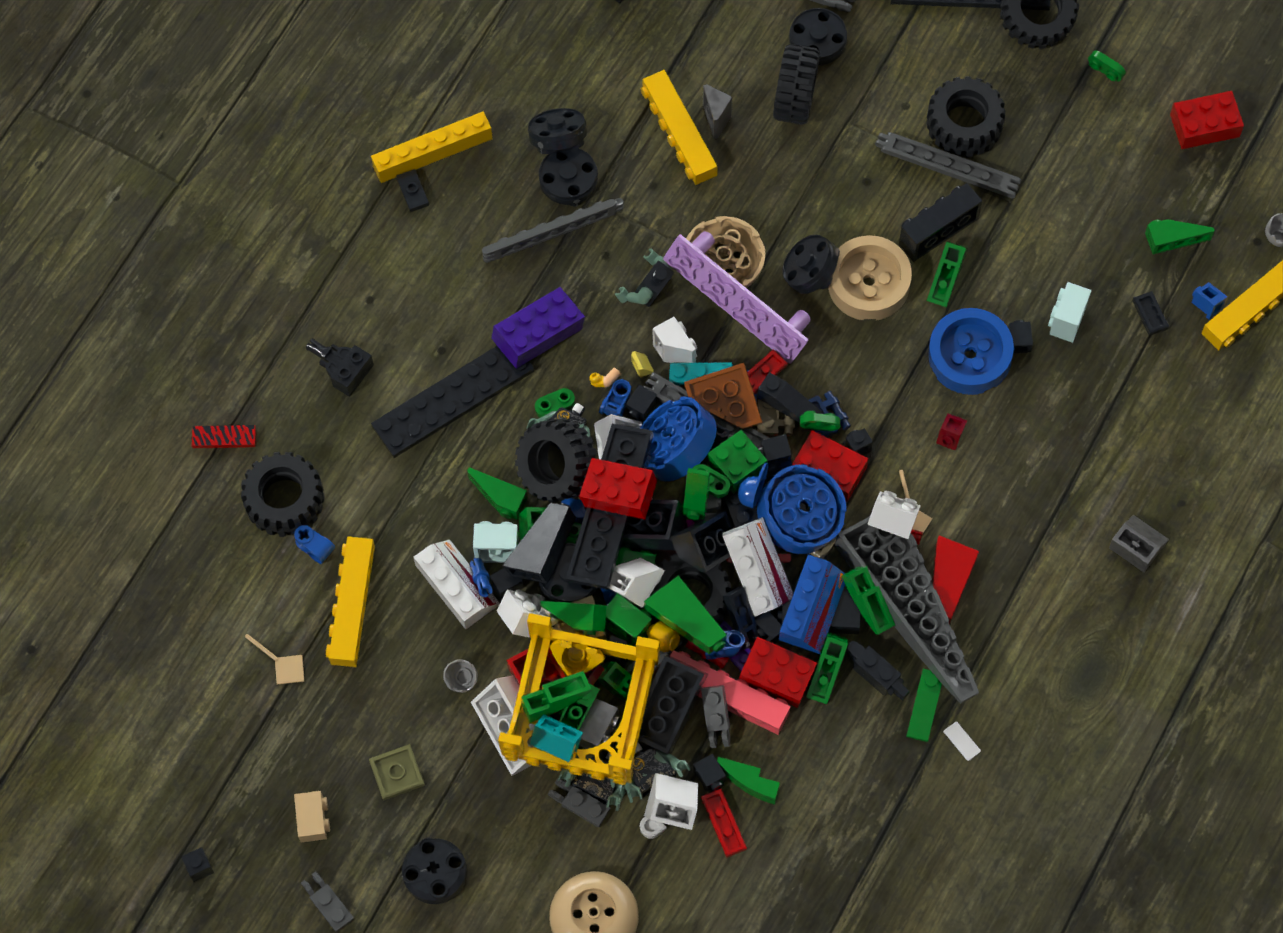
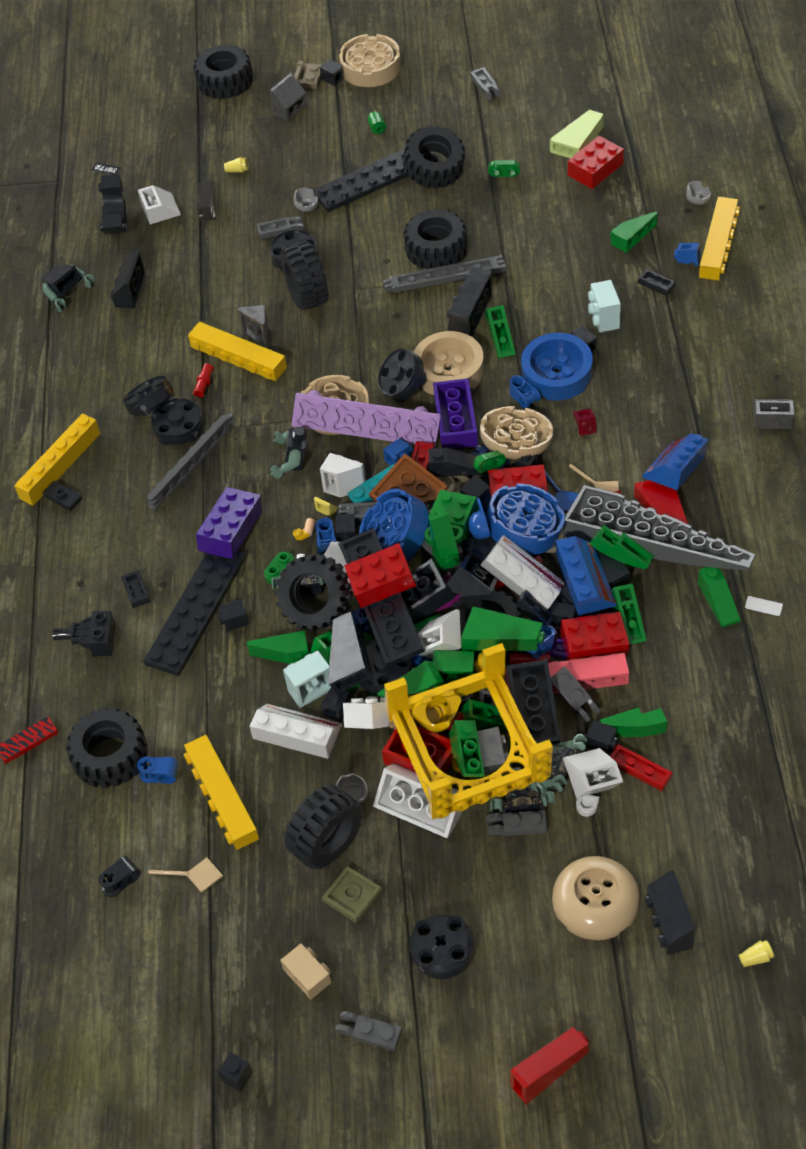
camera: 30 degrees left, 15 degrees down
(219, 624) = (120, 875): none -> black piece
(405, 700) = (323, 826): none -> black tyre
(412, 341) = (135, 589): none -> black plate
(478, 428) = (233, 615): none -> black brick
(481, 577) = (314, 710): blue pin -> none
(555, 696) = (445, 743): green slope -> none
(556, 738) = (470, 772): teal hinge -> none
(625, 141) = (203, 380): none -> red pin
(748, 350) = (396, 450): none -> blue brick
(831, 343) = (456, 413): none -> dark purple brick
(864, 504) = (564, 498): none -> blue piece
(876, 670) = (666, 594): black hinge -> none
(879, 395) = (516, 432): none -> tan brick
(894, 514) = (596, 484): white slope -> none
(917, 361) = (523, 391): none -> blue piece
(996, 539) = (677, 461): none -> blue slope
(1218, 71) = (577, 134): none -> yellowish green slope

